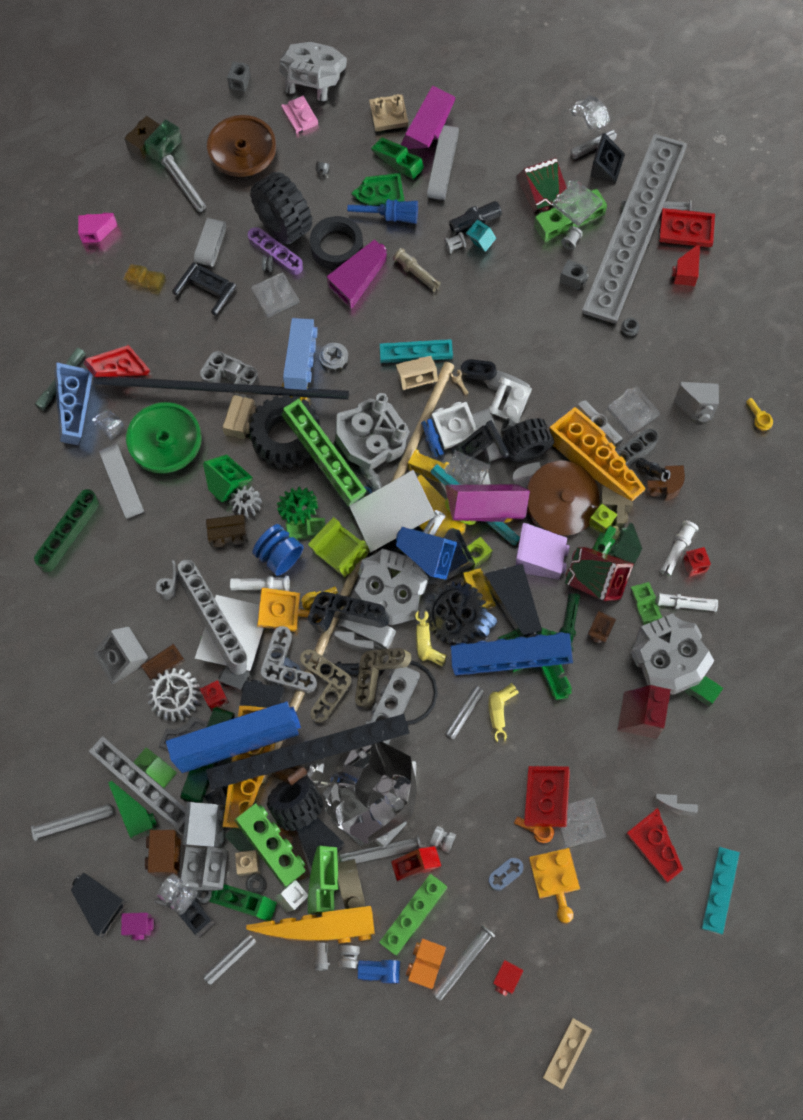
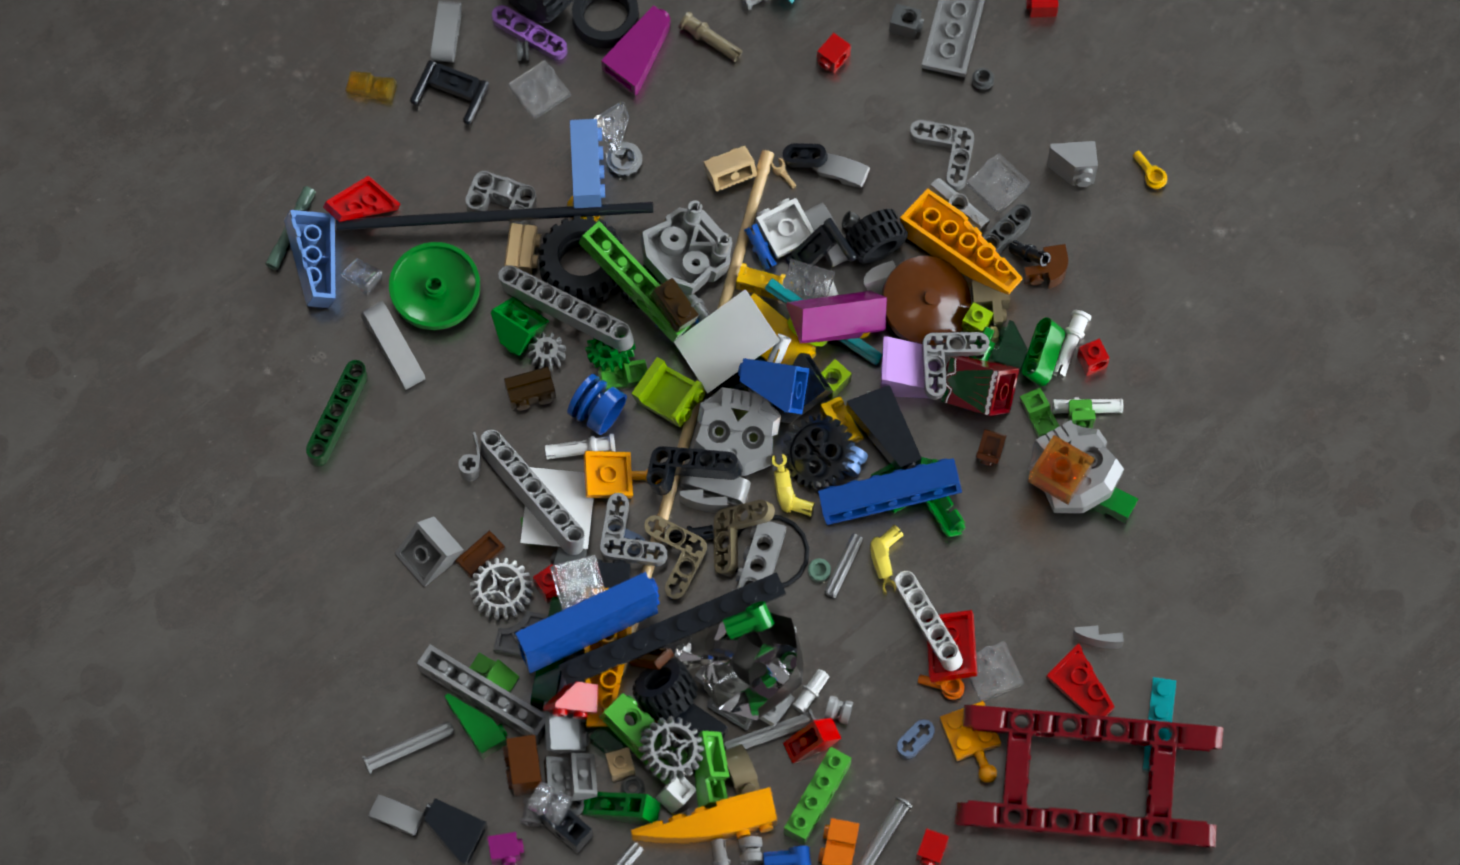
camera: 10 degrees left, 0 degrees up
(50, 881) = (396, 815): none -> light grey slope
(95, 227) = (298, 28): dark pink slope -> none
(213, 802) = (574, 699): none -> slope
(233, 699) = (577, 580): none -> clear plate
(266, 468) = (571, 315): none -> light grey beam
(307, 855) = (673, 758): none -> light grey gear
(308, 599) = (642, 458): yellow plate -> none
(329, 327) = (613, 124): none -> clear slope
(350, 475) = (674, 305): none -> dark brown brick
(379, 751) = (755, 619): none -> green piece
(415, 350) = (724, 140): teal plate -> none
(421, 819) = (810, 691): none -> white axle
(443, 713) = (819, 570): none -> sand green tile
(512, 292) = (833, 53): none -> red brick
(516, 400) = (855, 188): white plate -> none
(534, 779) = (932, 629): none -> white beam
(567, 544) = (938, 355): none -> light grey beam
(570, 616) = (953, 439): dark green pin -> none
(600, 373) = (953, 142): none -> light grey beam
(644, 711) = (1050, 537): dark red slope -> none
(646, 973) = (1093, 729): none -> dark red beam
(655, 552) = (1043, 351): none -> green beam
(661, 656) = (1061, 469): none -> clear orange brick
(682, 608) = (1081, 413): none -> bright green slope

